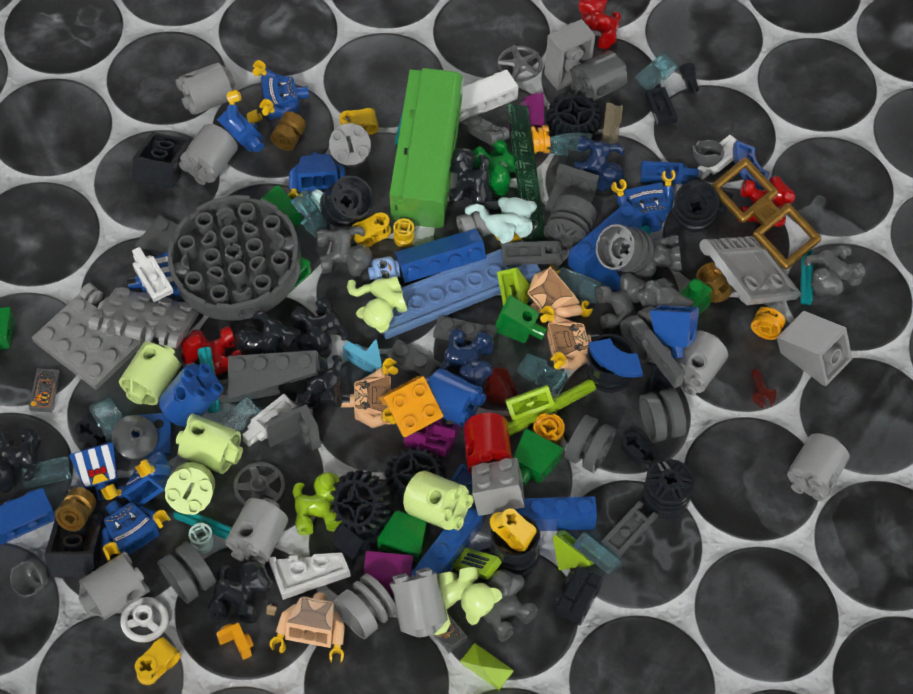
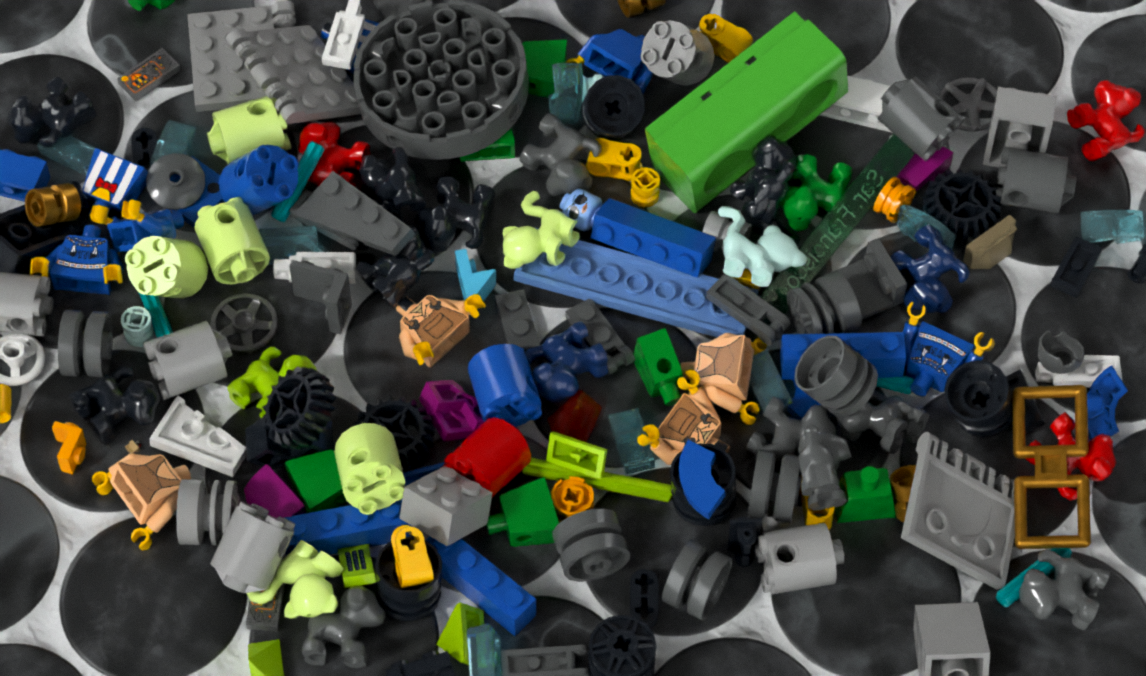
camera: 45 degrees right, 0 degrees up
(412, 405) = (449, 360): light orange bracket -> none
(485, 130) = (842, 143): dark grey plate -> none
(514, 284) = (691, 330): lime slope -> none
(516, 84) = (918, 116): none -> dark grey cylinder
(652, 172) = (1008, 348): blue hinge -> none
(662, 358) = (745, 513): dark grey hinge -> none
(675, 326) = (787, 494): blue torso -> none
(762, 390) = (845, 649): clear red bar -> none
(767, 324) = (925, 583): light orange wheel -> none

